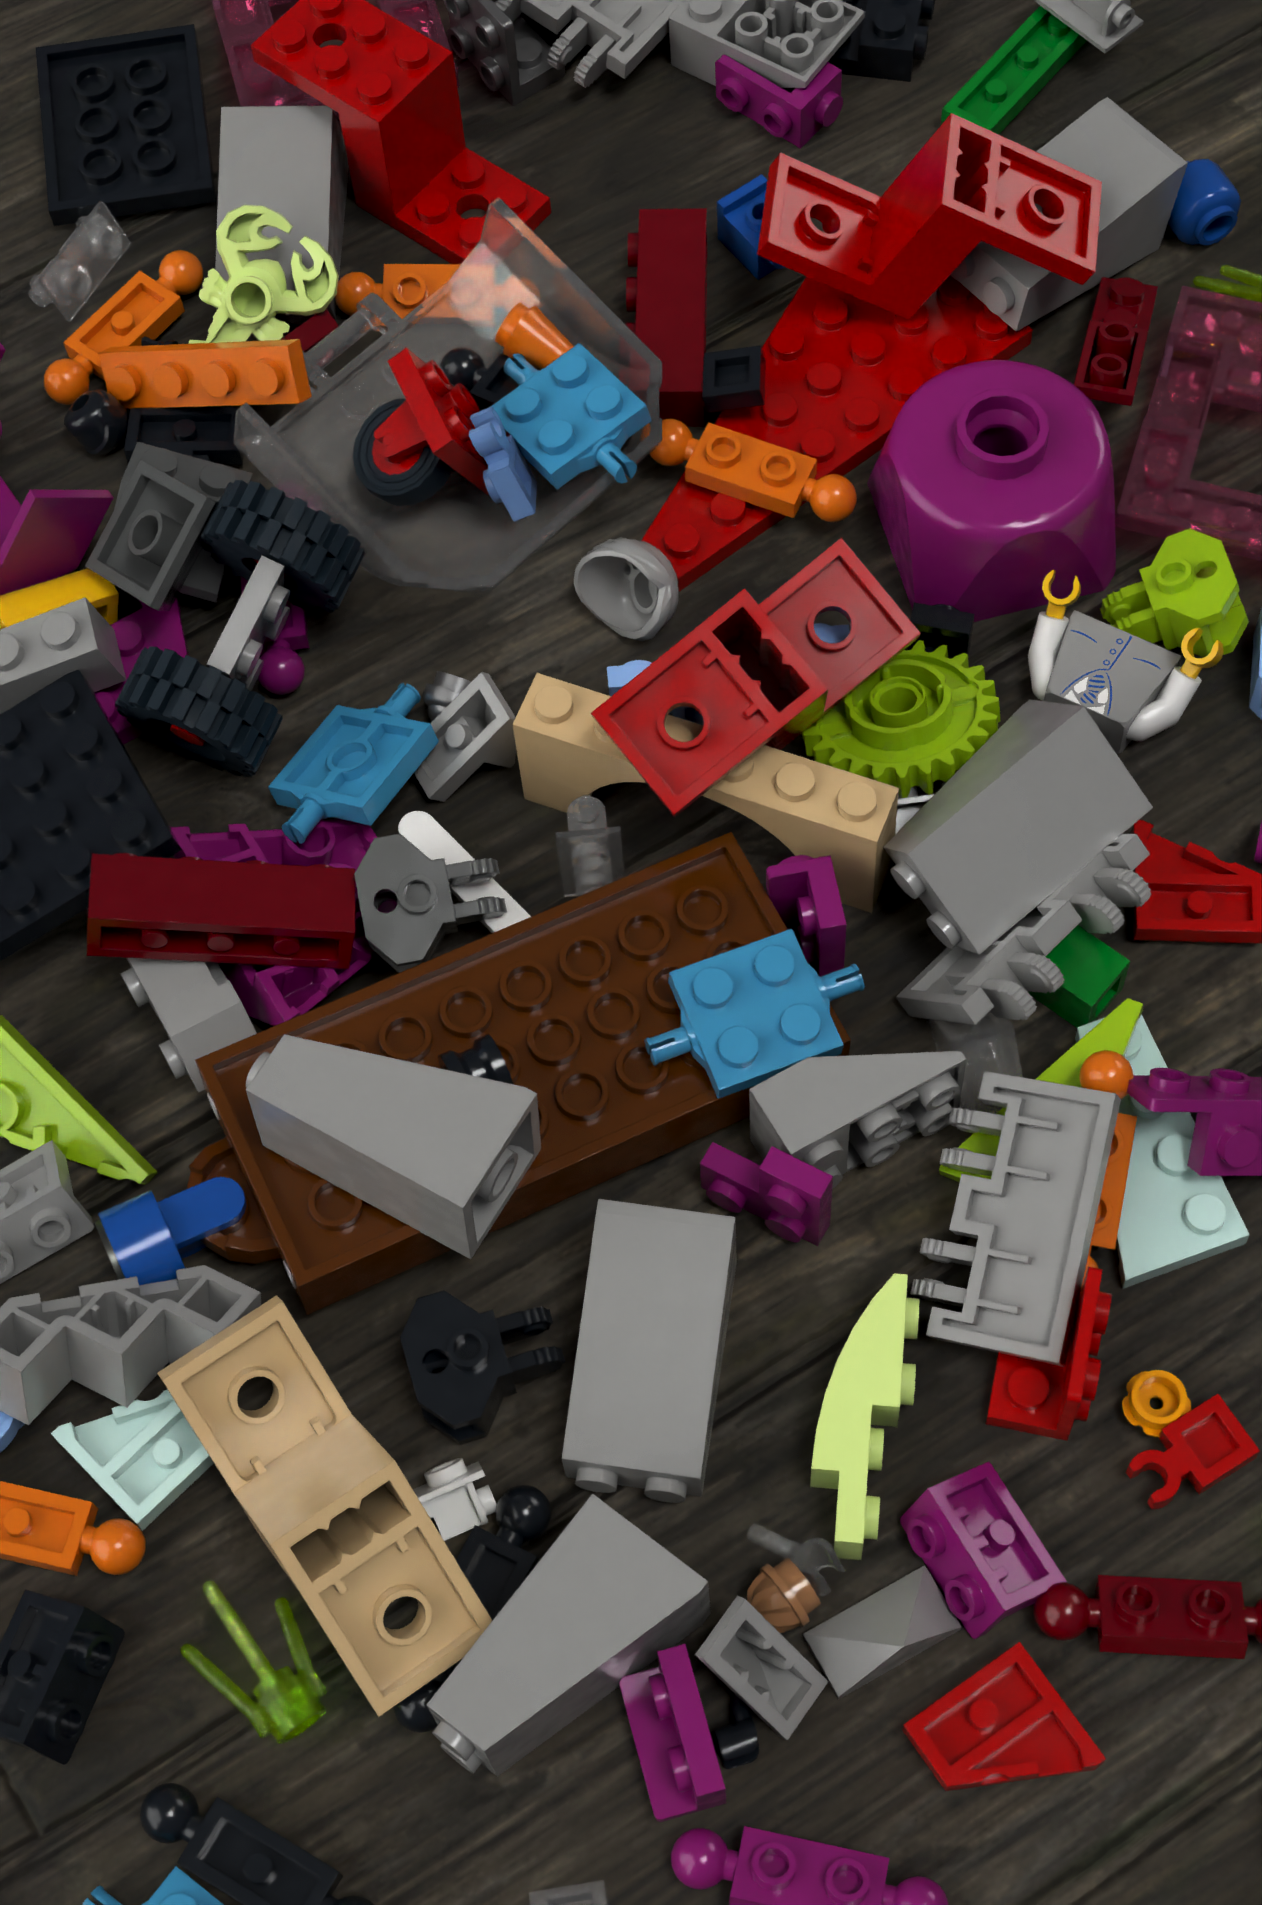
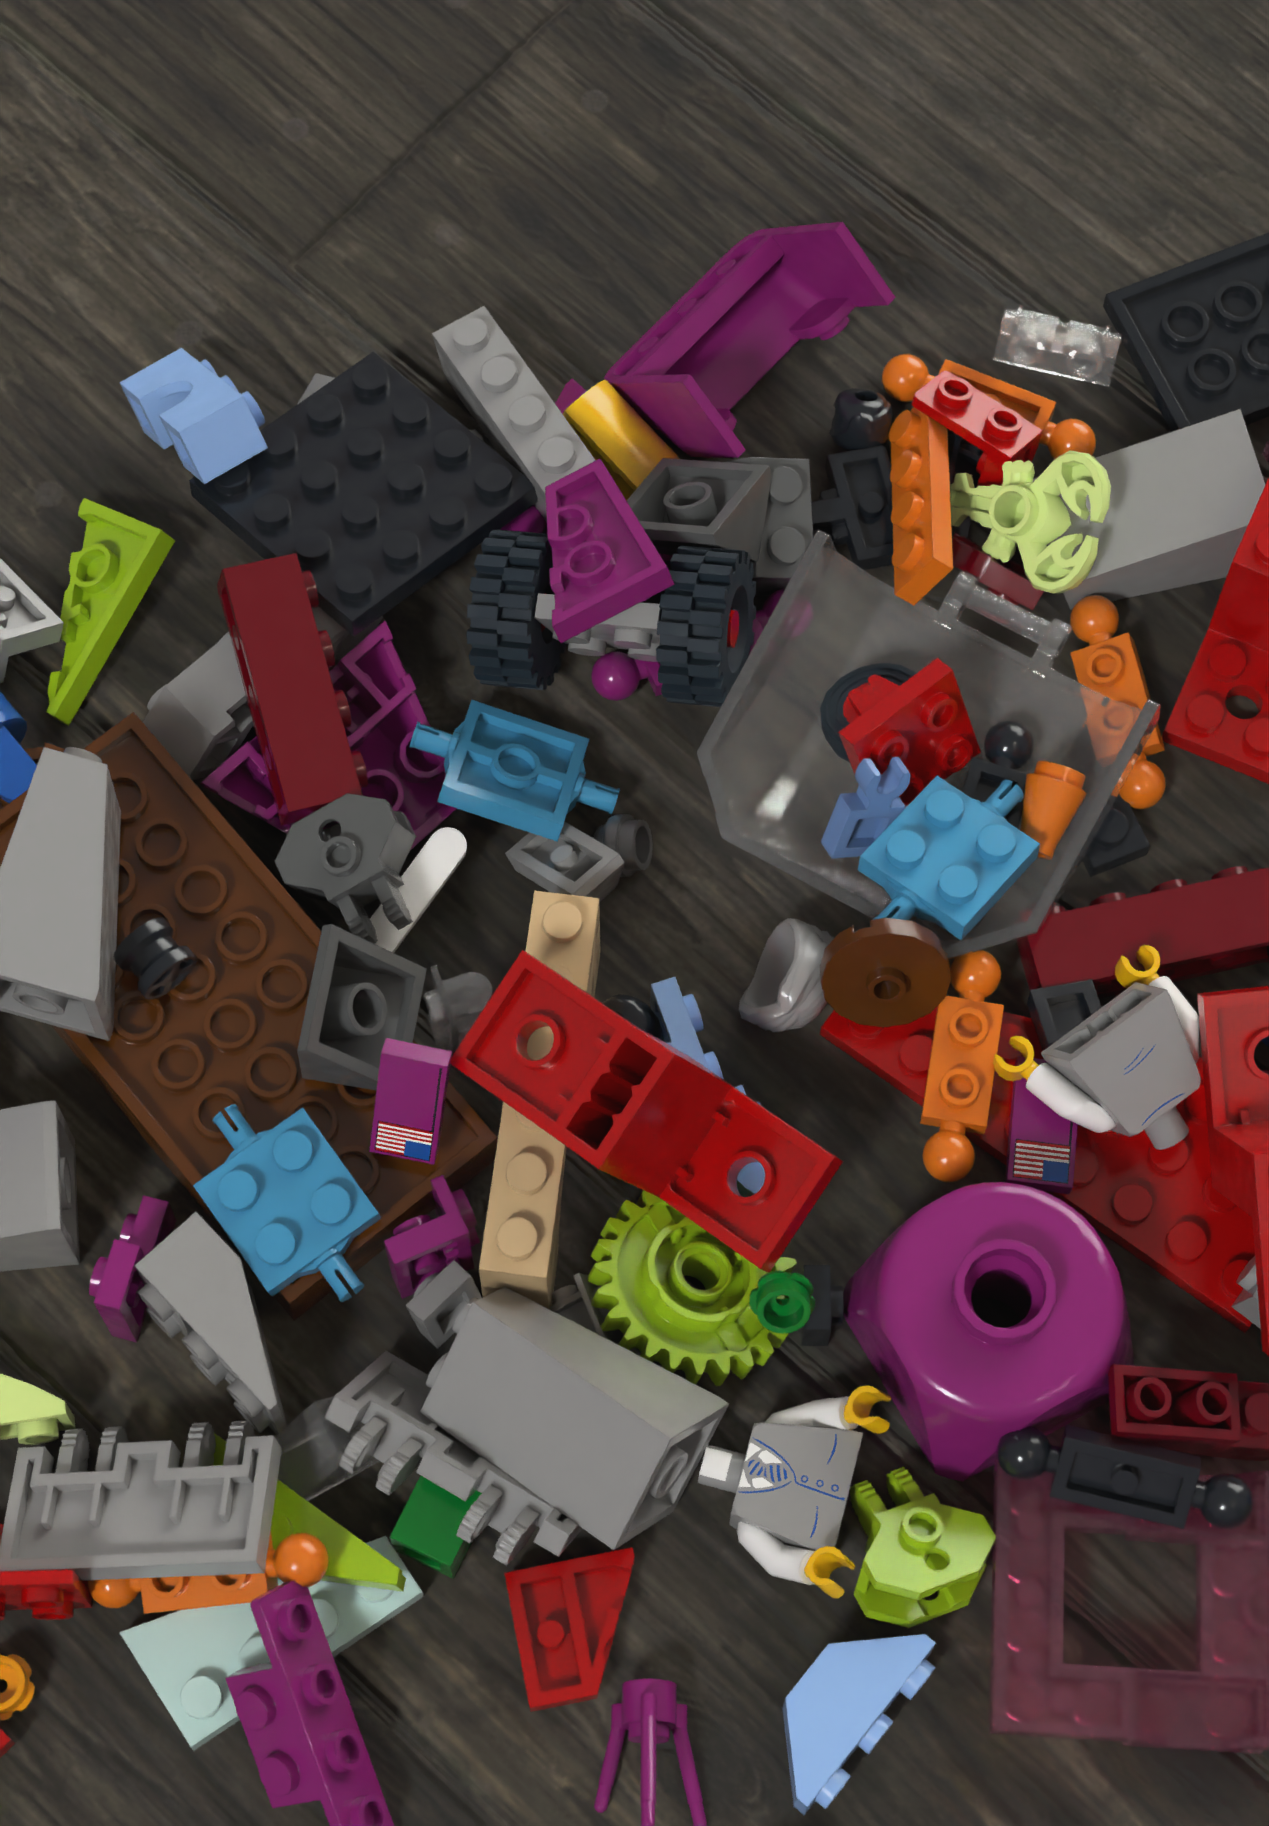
camera: 70 degrees right, 5 degrees up
(160, 303) = (979, 421): none -> red bracket
(184, 598) = (597, 552): none -> magenta wing
(582, 914) = (353, 1005): none -> dark grey slope
(663, 488) = (885, 973): none -> reddish brown plate
(694, 868) = (410, 1101): none -> magenta tile
(794, 333) = (1123, 1062): none -> light grey torso
(823, 422) = (1039, 1142): none -> magenta tile
(866, 933) = (440, 1301): none -> light grey plate
(944, 638) = (782, 1314): none -> green plate
(1164, 413) = (1125, 1477): none -> black plate

